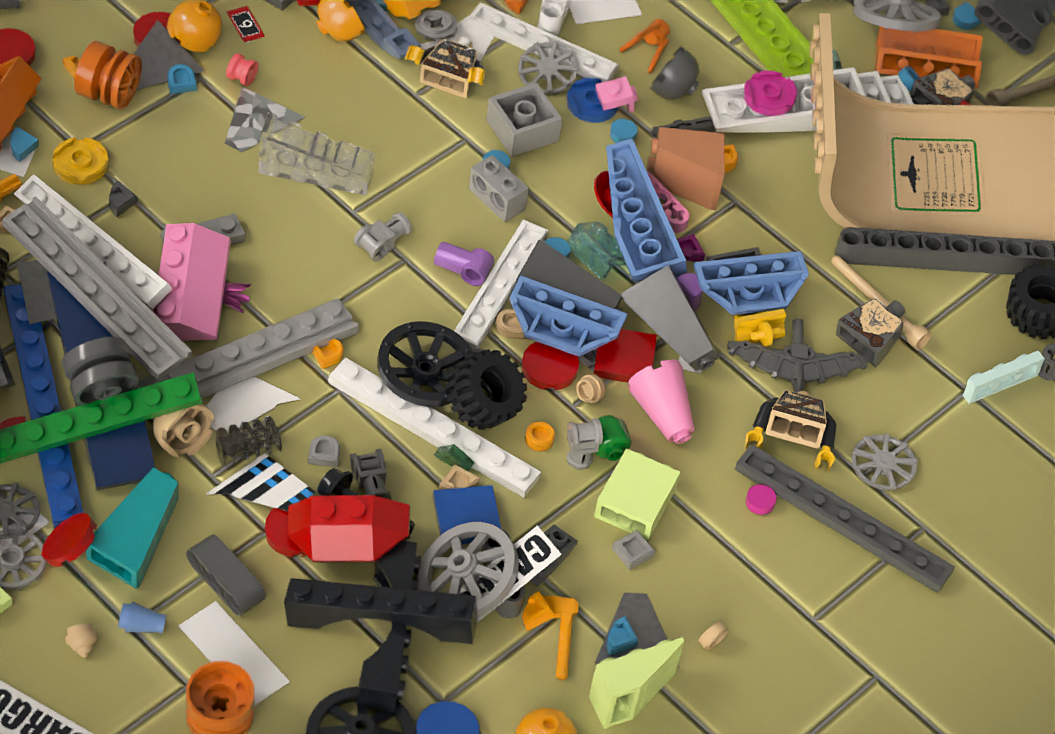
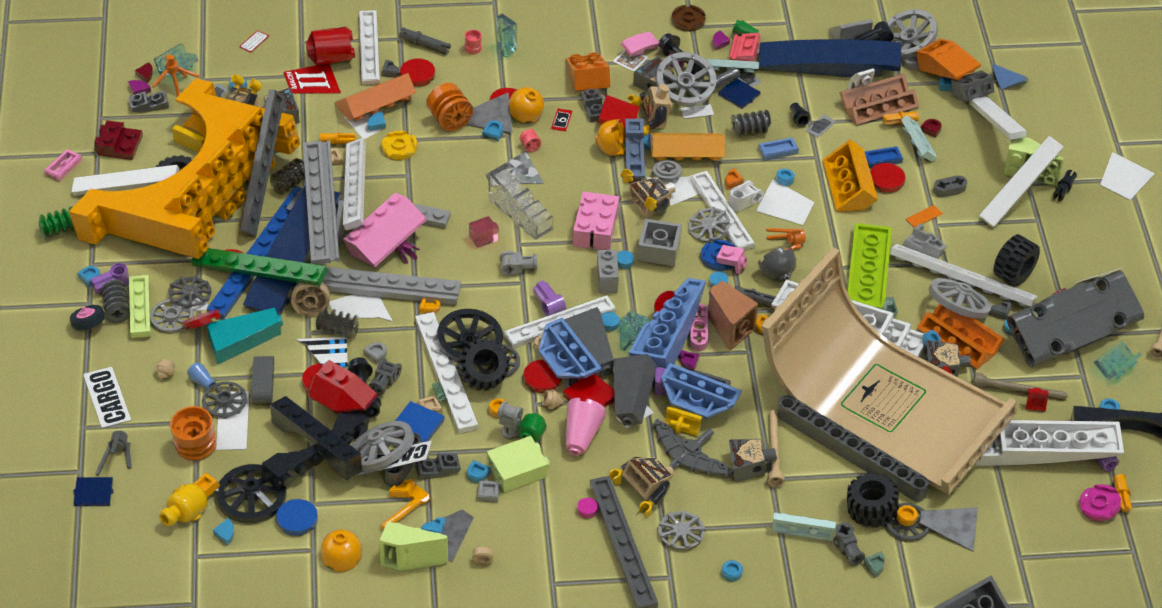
camera: 45 degrees right, 5 degrees down
(99, 370) = (281, 240): dark grey wheel -> none
(121, 199) = (400, 174): dark grey tile -> none
(198, 632) = (224, 399): none -> dark grey wheel
(303, 218) = (483, 231): none -> clear pink brick
(421, 129) = (598, 216): none -> bright pink piece
(596, 533) = (477, 472): none -> dark azure tile
(980, 477) = (732, 570): none -> dark azure tile

